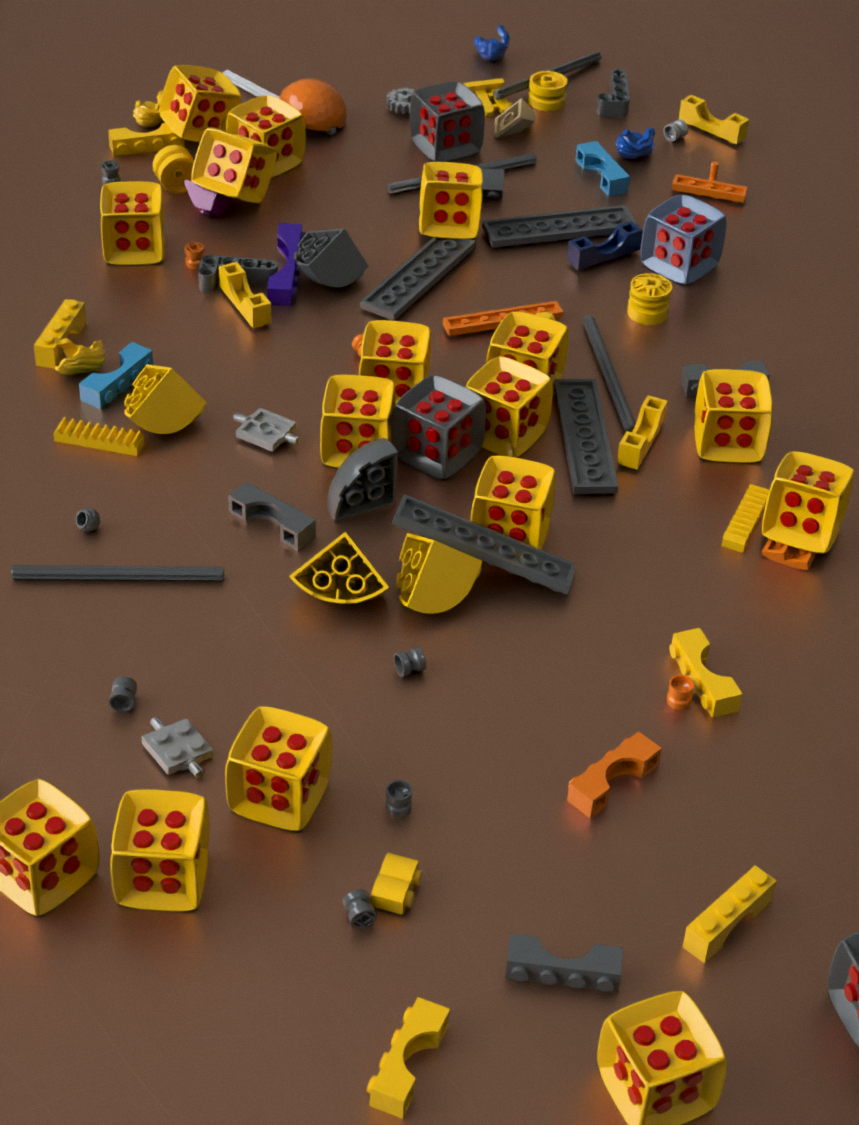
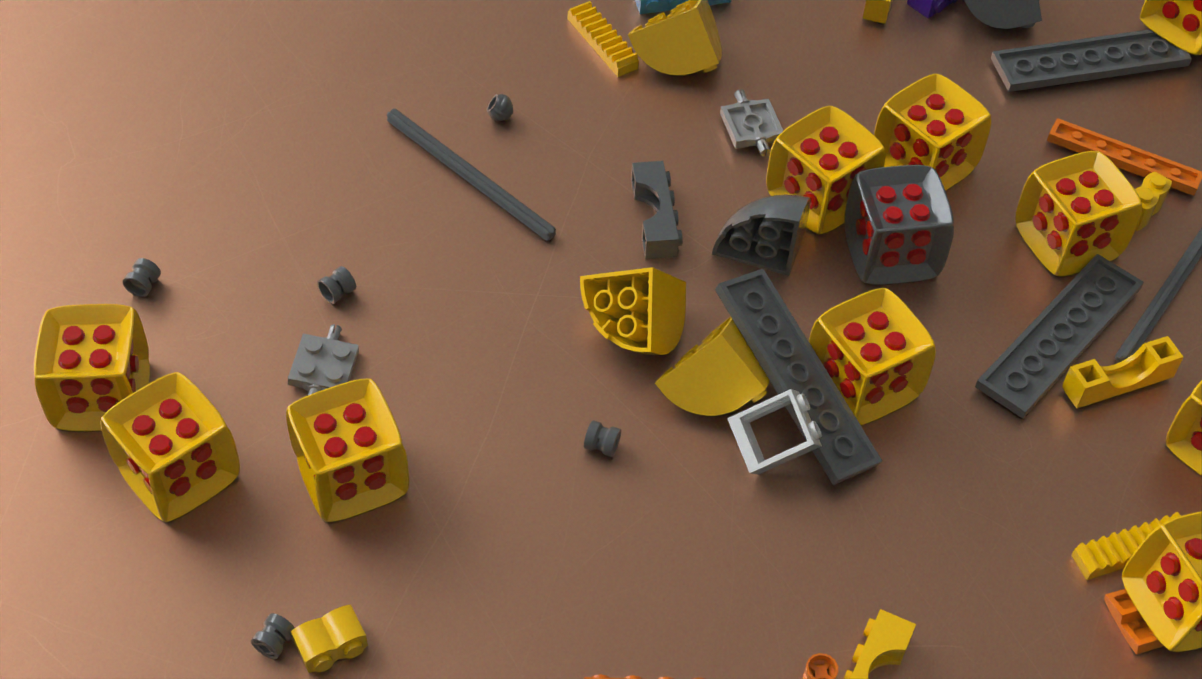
camera: 45 degrees right, 10 degrees up
(398, 798) = (430, 561): dark grey wheel -> none
(501, 604) = (747, 441): none -> white window
(515, 402) = (997, 249): yellow piece -> none

